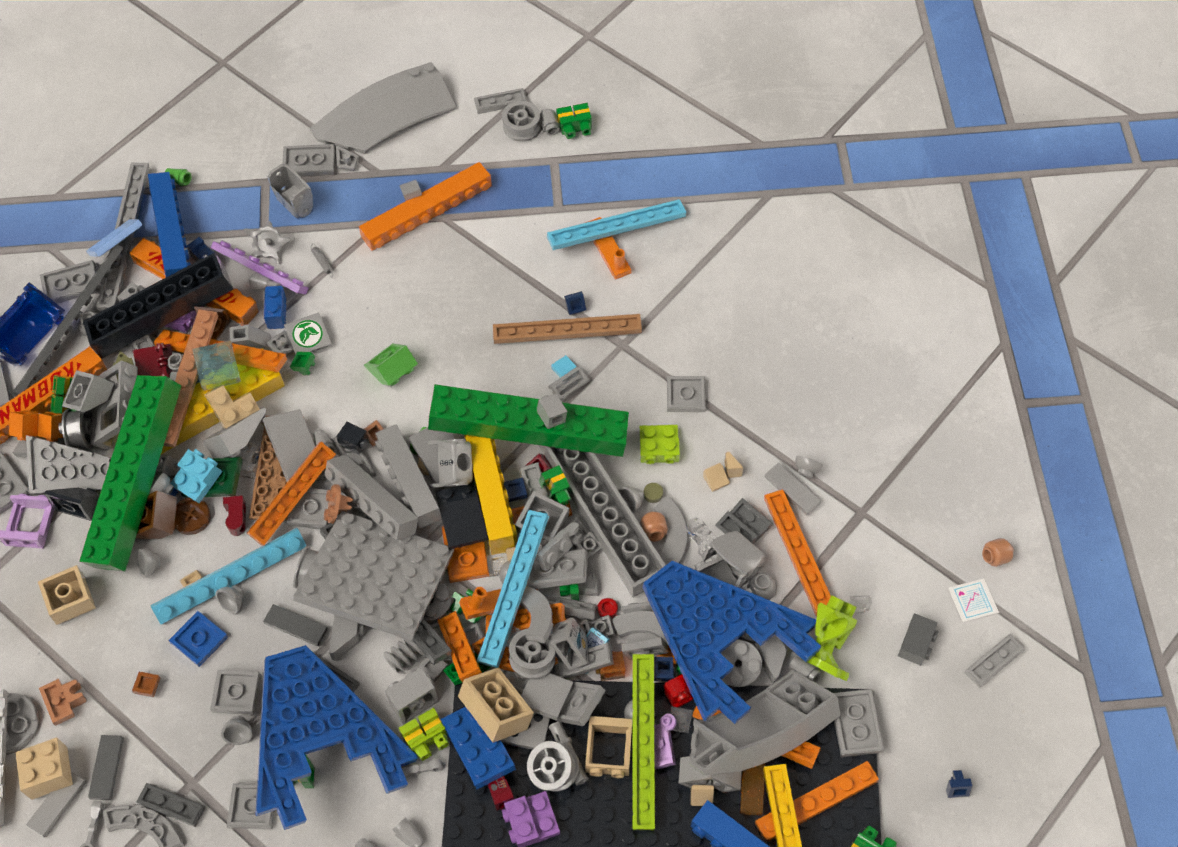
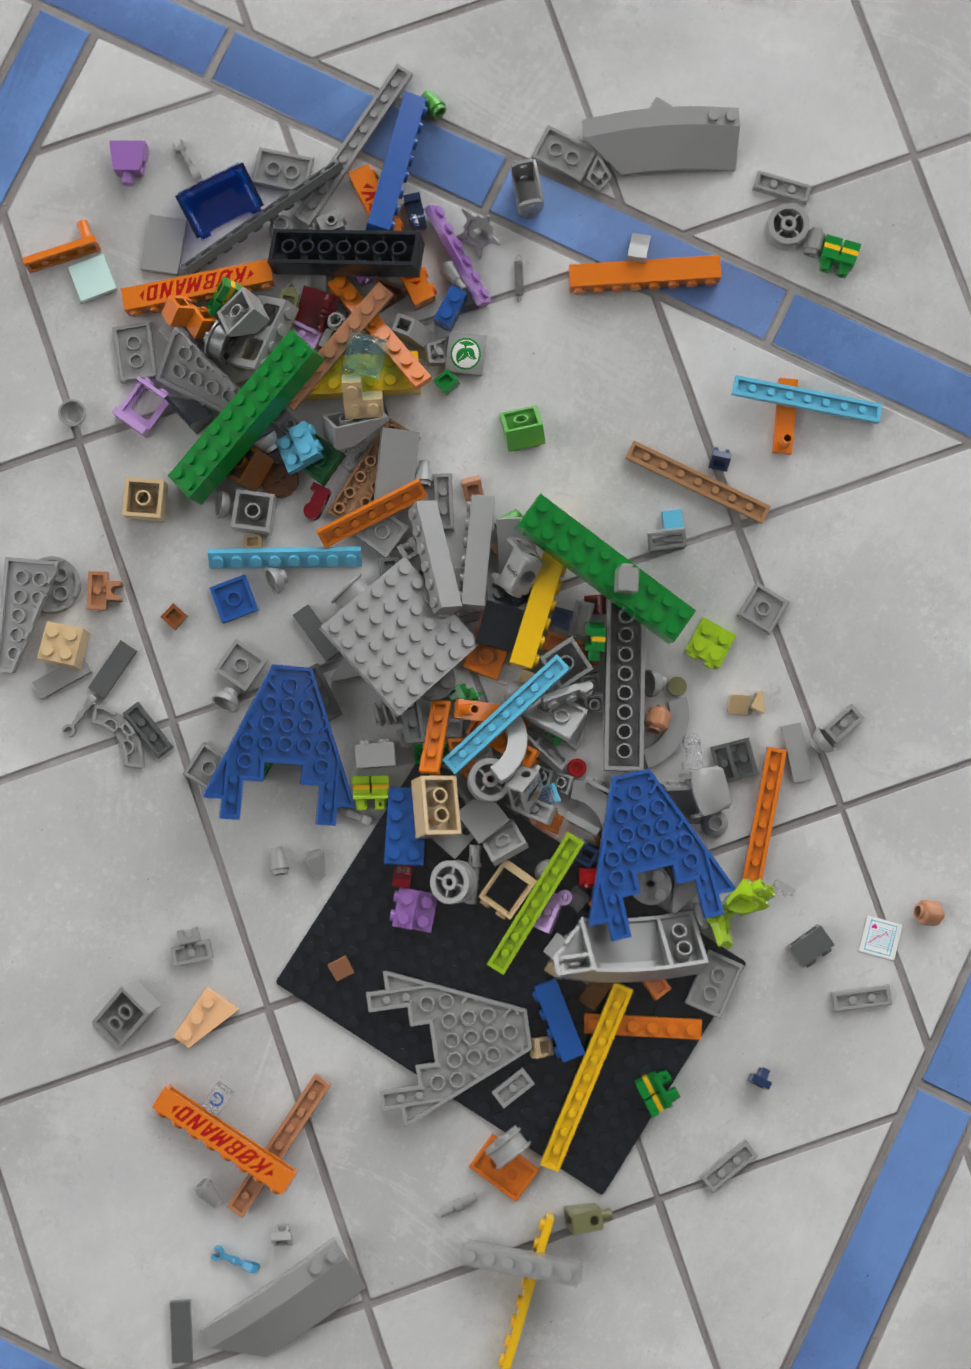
camera: 30 degrees right, 25 degrees up
(114, 238) = (340, 151): light blue tile -> none
(179, 551) = (254, 512): none -> light grey brick
(336, 503) = (401, 548): nougat plate -> none
(352, 438) = (450, 488): black brick -> none
(815, 442) = (843, 723): none -> light grey plate

